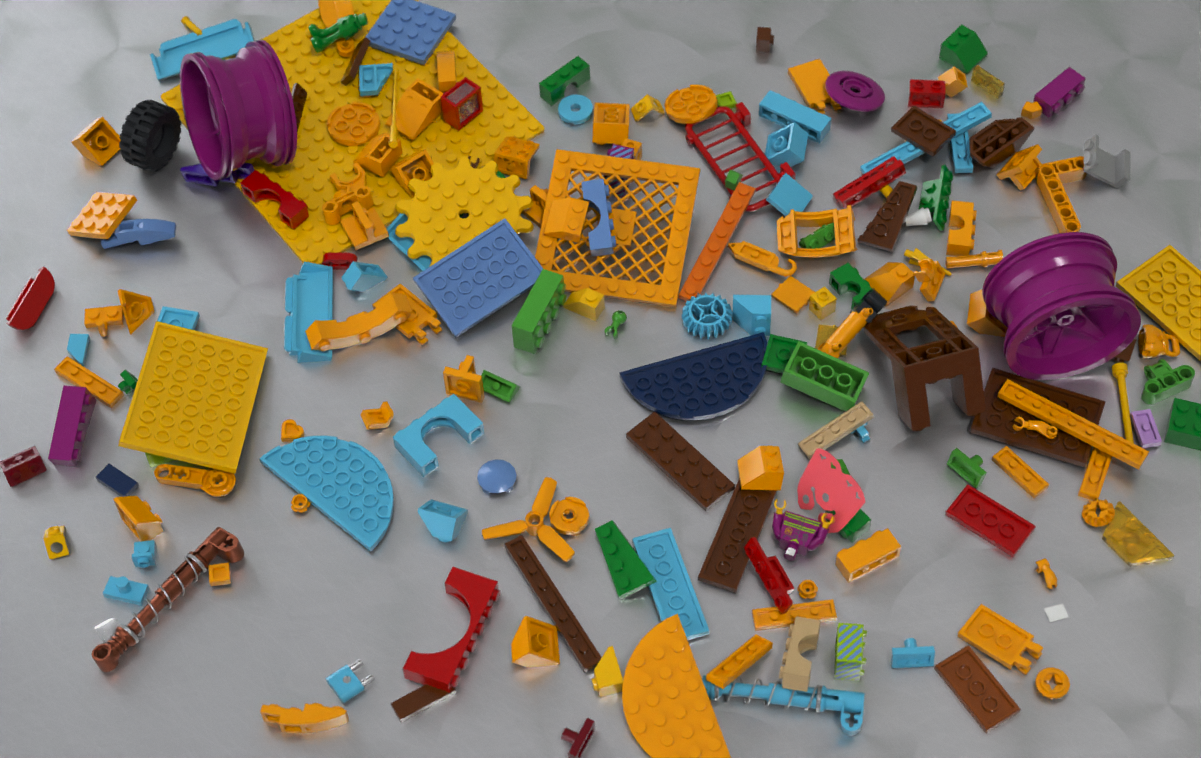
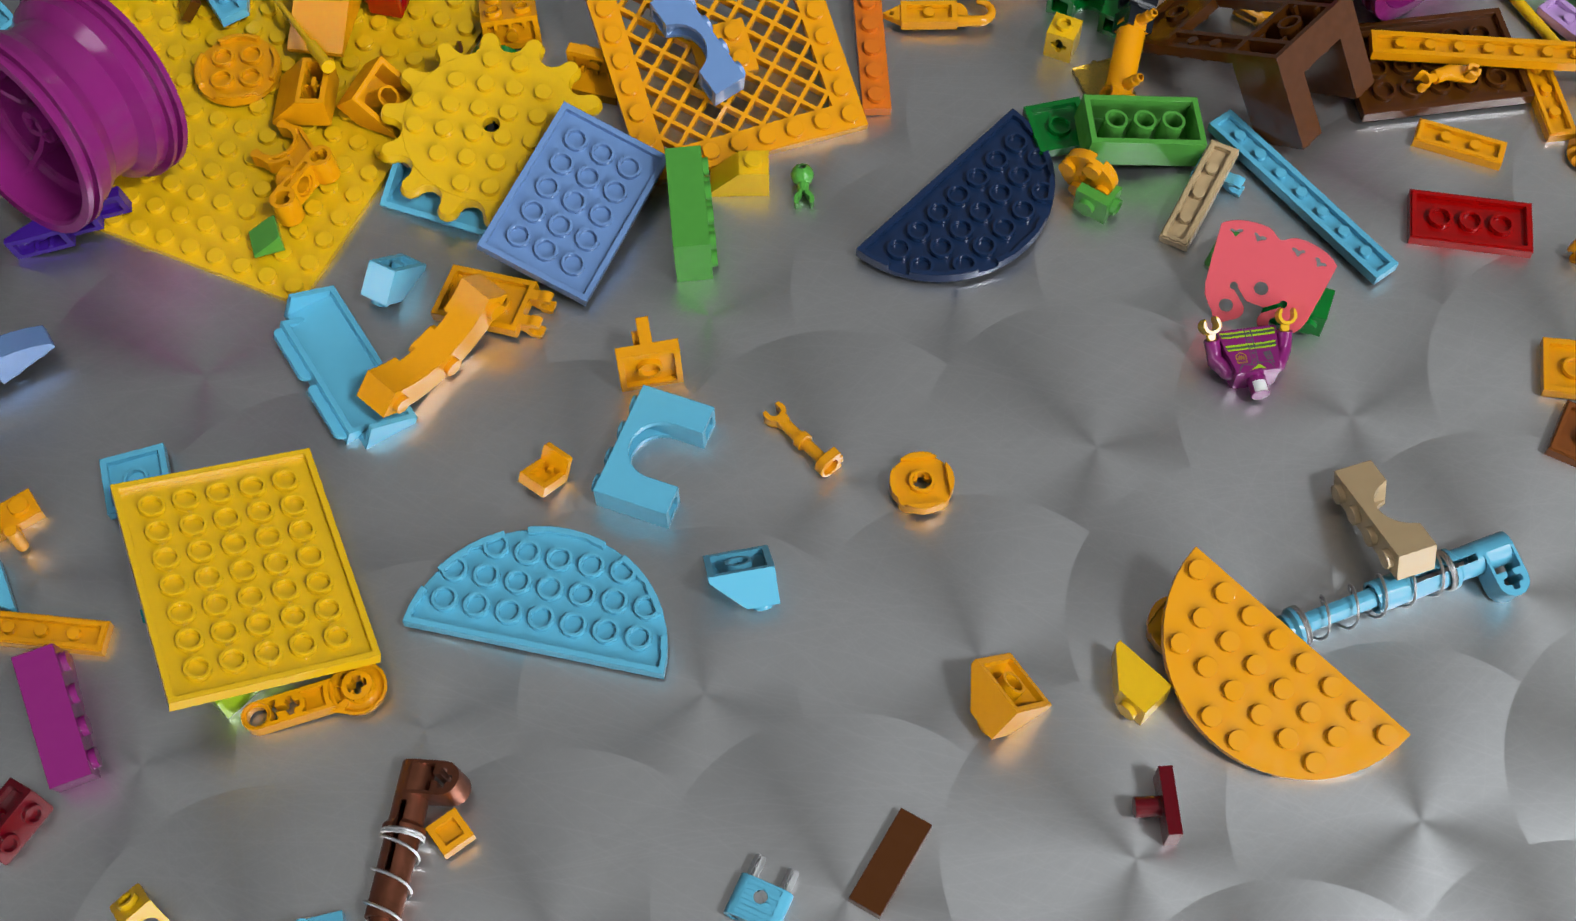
camera: 30 degrees left, 5 degrees up
(117, 481) = (186, 767): dark blue tile -> none
(129, 382) = (115, 602): green tile -> none
(136, 308) = (55, 483): light orange slope -> none
(139, 517) = (262, 809): light orange slope -> none
(144, 553) = (304, 862): medium azure bracket -> none
(260, 187) = (150, 217): red arch -> none
(291, 431) = (423, 555): light orange tile -> none
(296, 500) = (506, 651): light orange plate -> none
(312, 225) = (266, 238): none -> bright green slope
(339, 260) = (340, 270): red beam -> none
(364, 227) = (348, 207): light orange bracket -> none
(444, 667) = (895, 802): red arch -> none
(496, 476) = (778, 476): medium blue dish -> none
(499, 386) = (699, 346): bright green slope -> none
(526, 480) = (826, 462): none -> light orange piece
(545, 533) = (905, 524): light orange piece -> none
(553, 603) = (986, 621): reddish brown plate -> none
(567, 219) = (653, 65): light orange slope -> none
(624, 564) = (1049, 514): green wing -> none
(673, 589) = (1124, 508): medium azure plate -> none
(680, 461) = (1019, 333): reddish brown plate -> none
(709, 321) = (903, 116): medium azure gear -> none
(739, 661) = (1307, 573): light orange tile -> none
(741, 521) = (1170, 400): reddish brown plate -> none
(752, 313) = (987, 88): medium azure slope -> none
(761, 469) = (1145, 290): light orange slope -> none
(771, 574) = (1259, 431): red bracket -> none
(772, 618) = (1317, 471): light orange tile -> none
(773, 409) = (1096, 204): none -> bright green bracket
(776, 391) = (1083, 166): none -> light orange plate
(793, 294) = (1010, 44): light orange piece -> none
(807, 584) = (1316, 421): light orange plate -> none
(849, 652) = (1439, 485): container -> none
(867, 555) = (1357, 341): light orange brick -> none
(898, 459) = (1303, 197): none -> medium azure plate
(912, 655) = (1512, 450): medium azure tile -> none
(967, 467) = (1396, 167): bright green tile -> none

